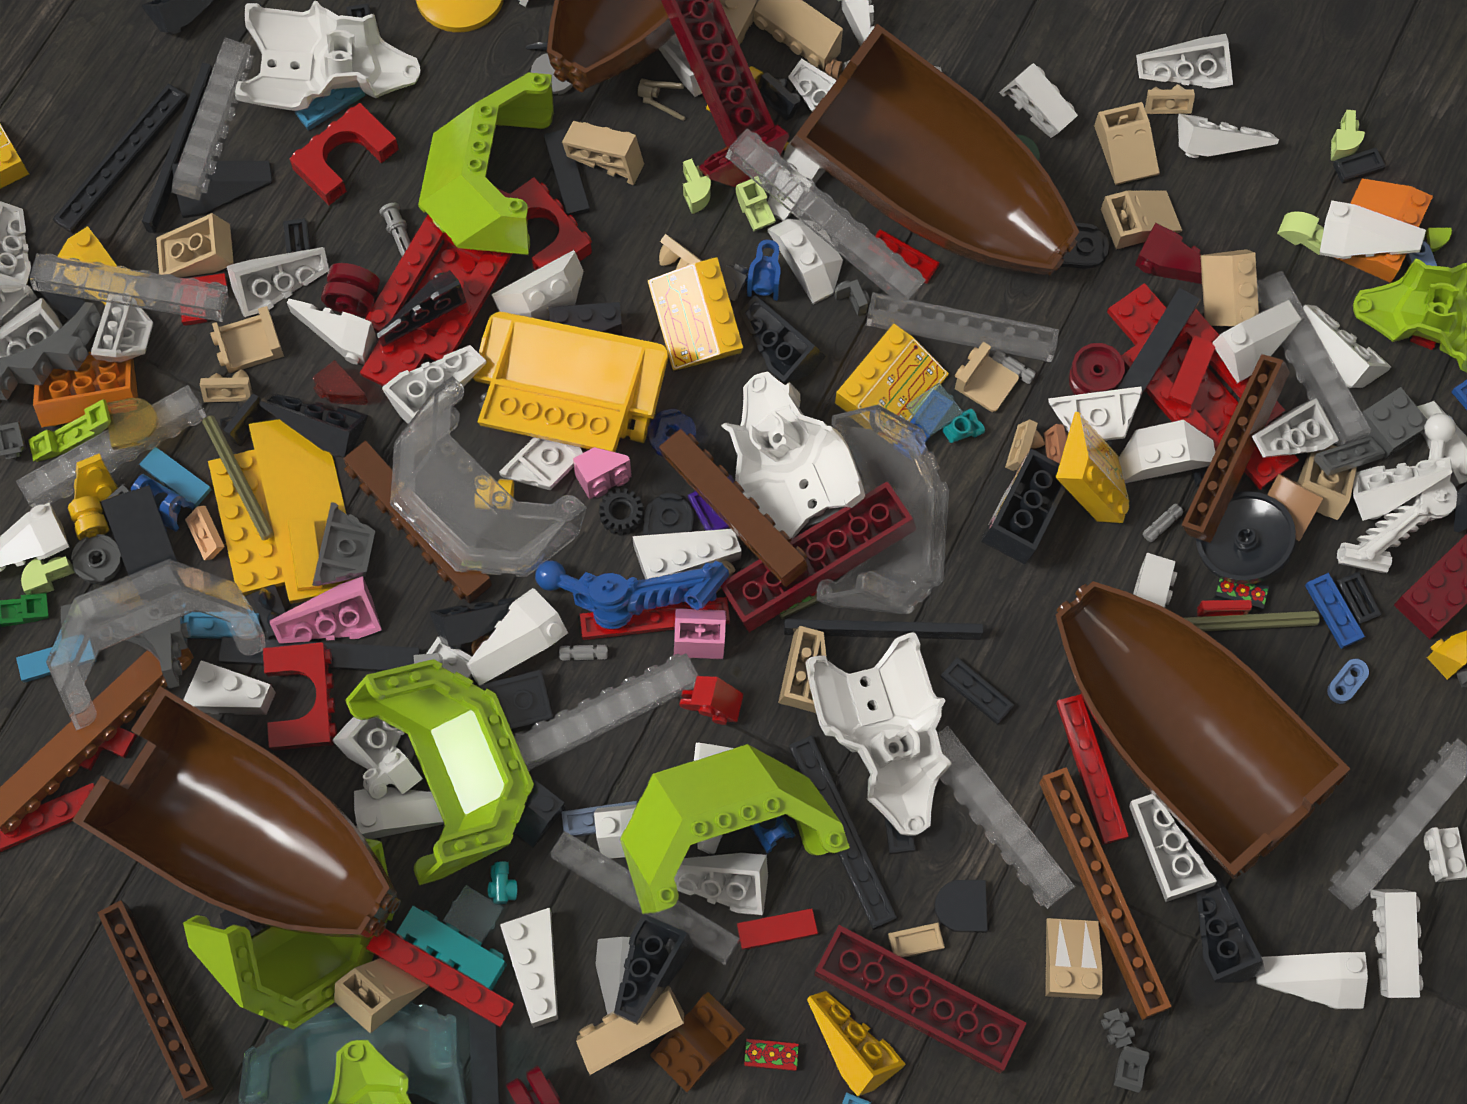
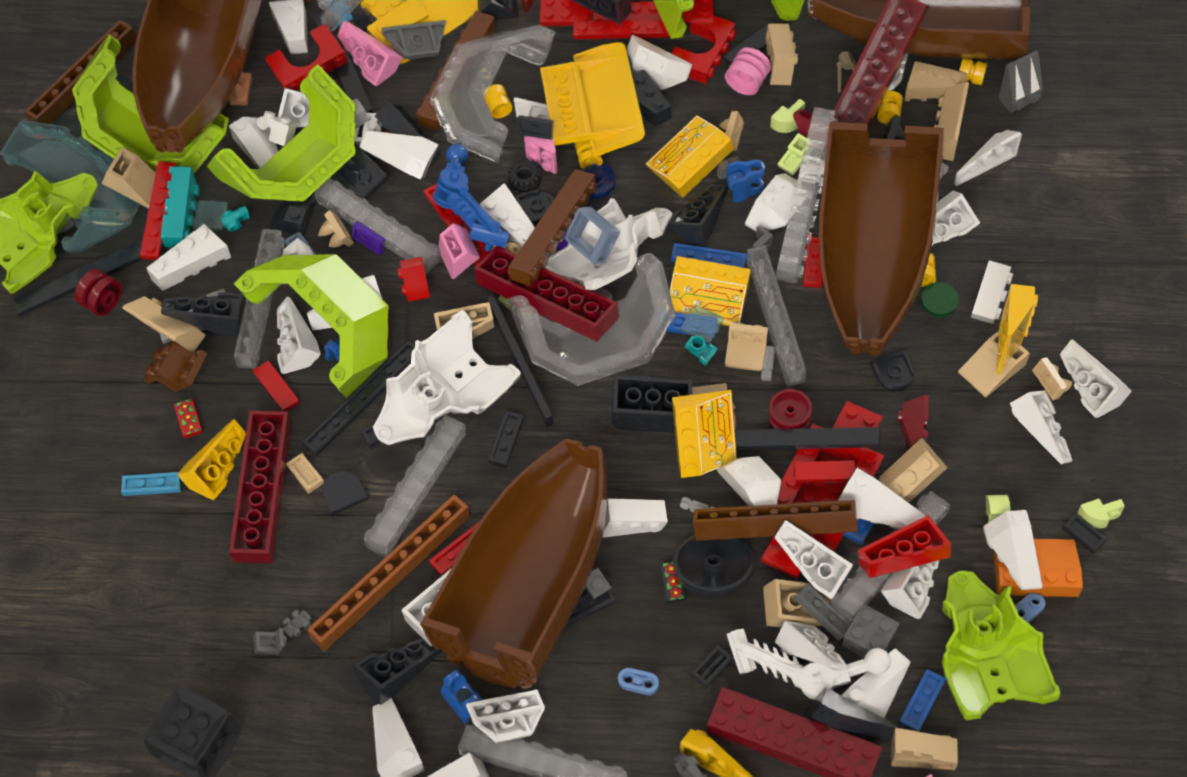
camera: 70 degrees right, 10 degrees down
(412, 388) = (565, 38): white wedge -> none
(574, 768) = (334, 224): none -> tan tile
(583, 652) = (415, 198): light grey axle -> none
(591, 457) = (535, 127): none -> black tile
(613, 196) = (748, 71): none -> bright pink wheel
(618, 731) = (368, 238): none -> dark purple tile
(778, 485) = (606, 240): none -> sand blue window
(840, 362) = (708, 254): none -> blue tile
(1073, 959) = (332, 573): tan slope -> none
(1105, 411) = (755, 425): white wing -> none
(1133, 95) = (1015, 322): none -> yellow slope
(1134, 213) = (945, 398): tan slope -> none
(1224, 608) = (651, 572): red tile -> none
(1256, 621) = (650, 594): olive axle -> none
(1297, 500) = (758, 587): medium nougat slope -> none
(1299, 875) = (458, 693): none -> blue piece
(1327, 329) = (905, 548): none -> red wedge
(1334, 611) = (690, 651): blue plate -> none
(1345, 835) = (508, 715): none -> white wedge
(1437, 237) = (1056, 613): lime tile -> none

